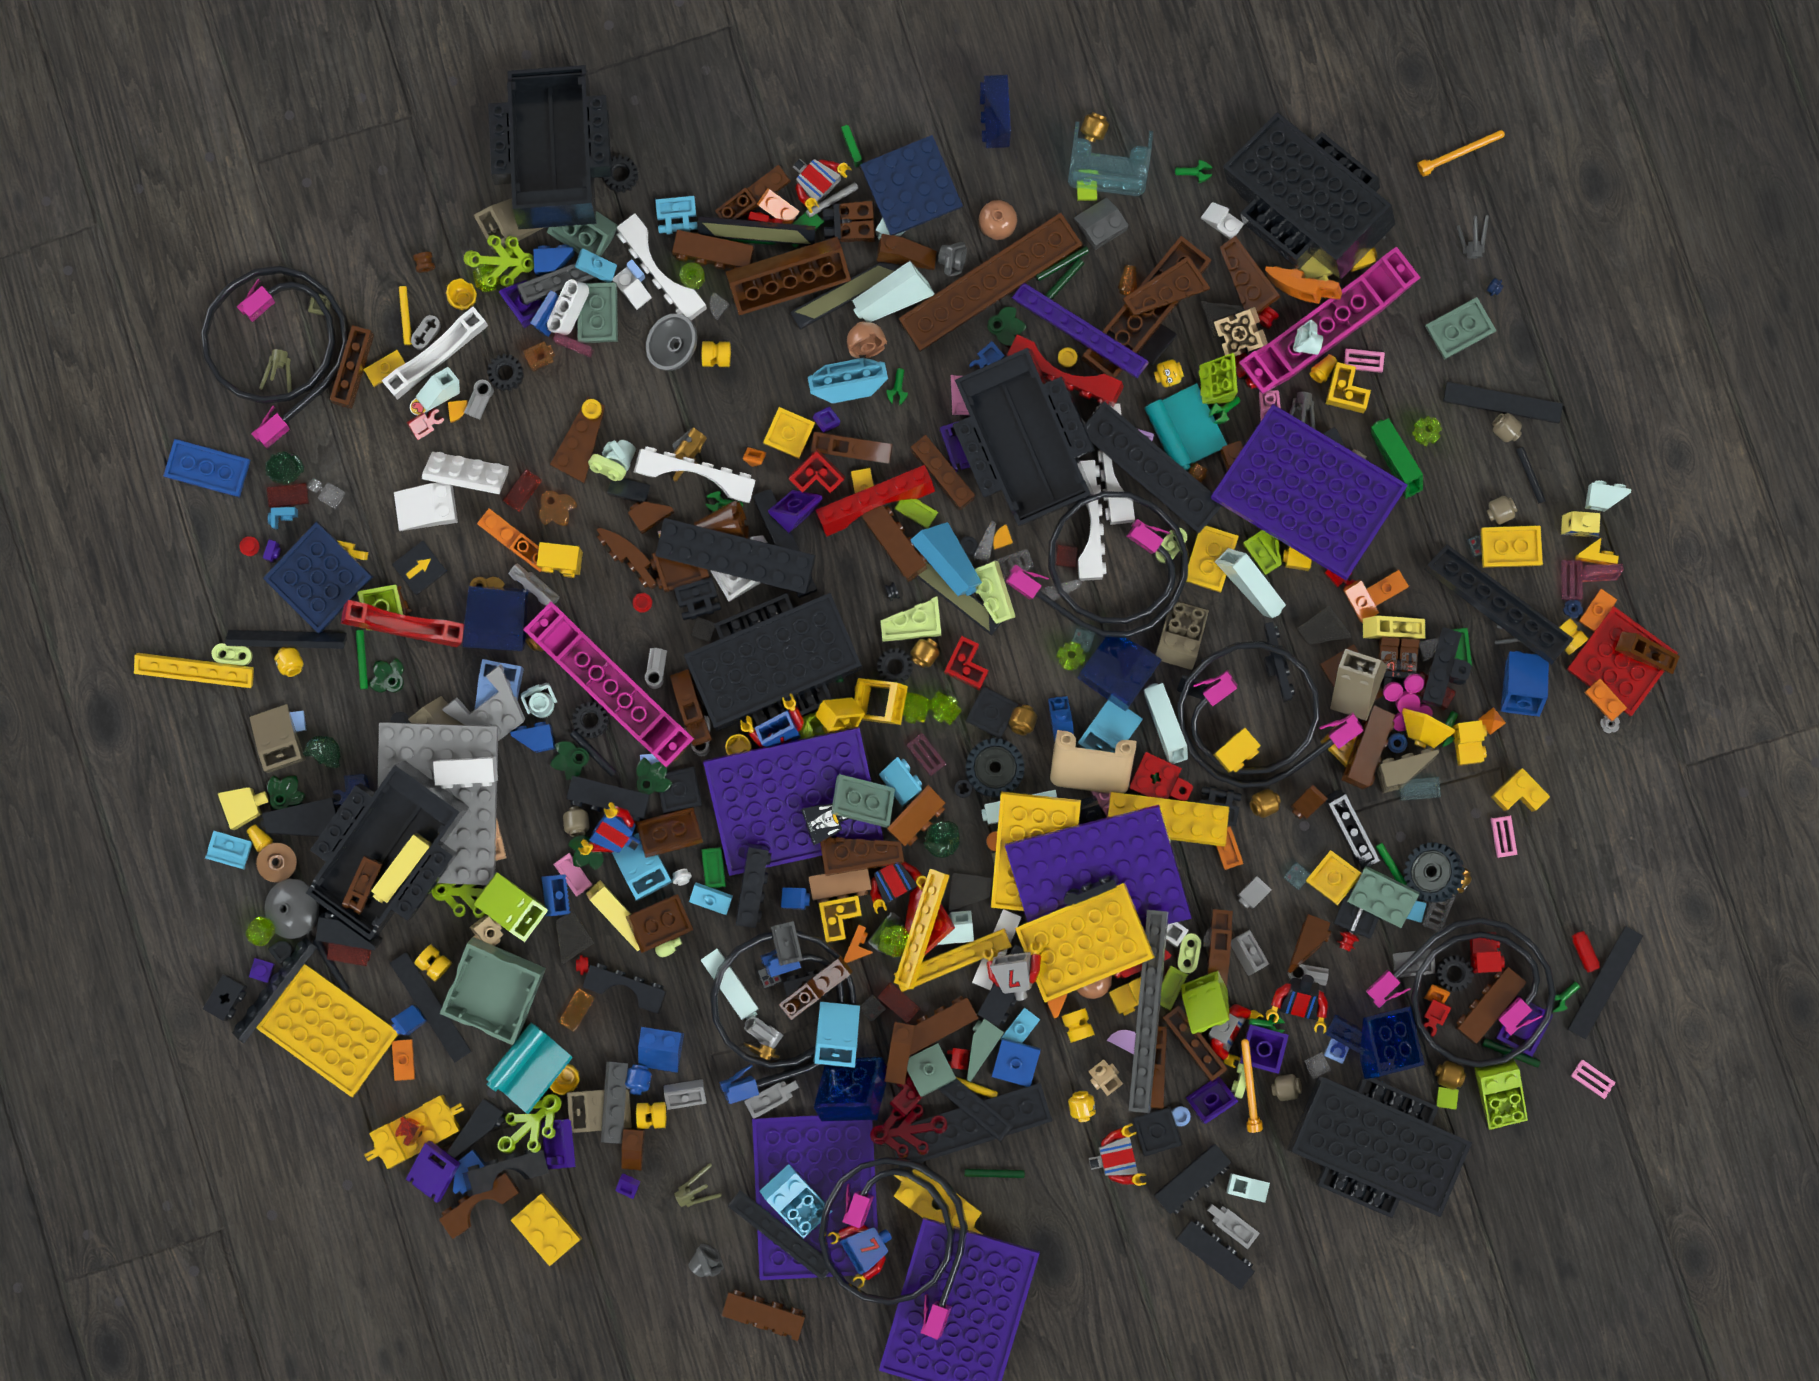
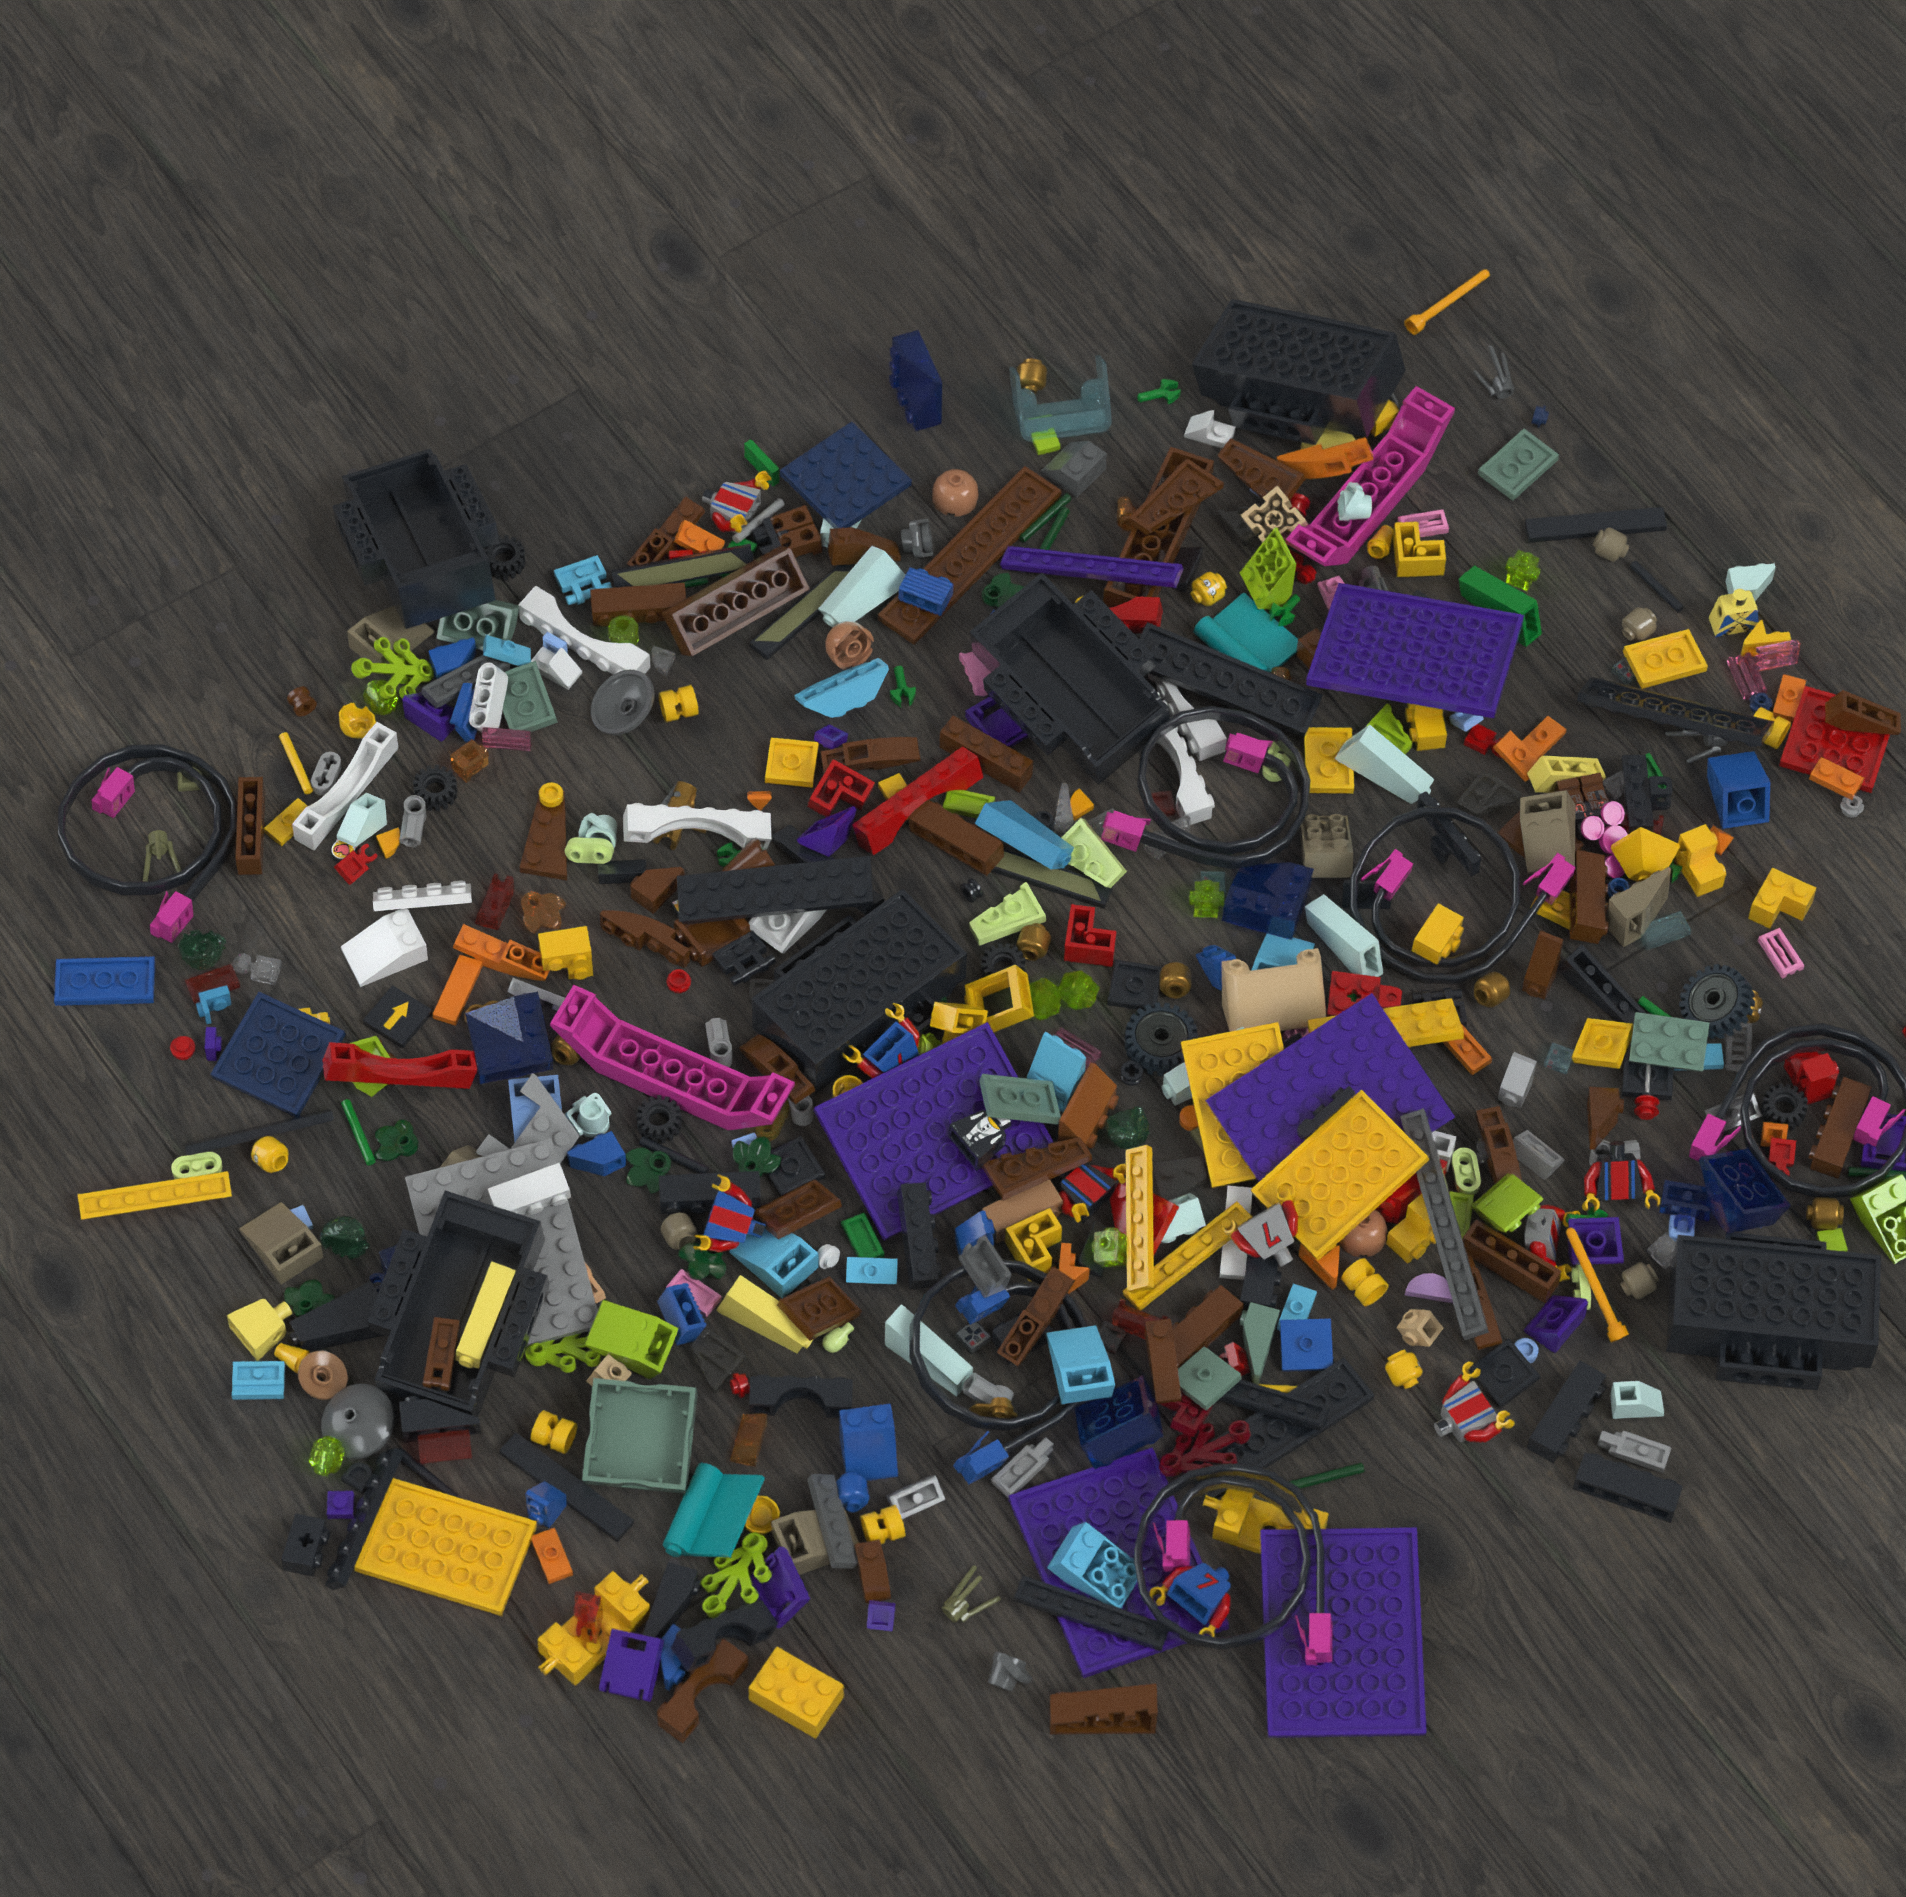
camera: 20 degrees left, 25 degrees down
(472, 558) = (457, 990): none -> orange tile
(941, 311) = (926, 591): none -> blue brick

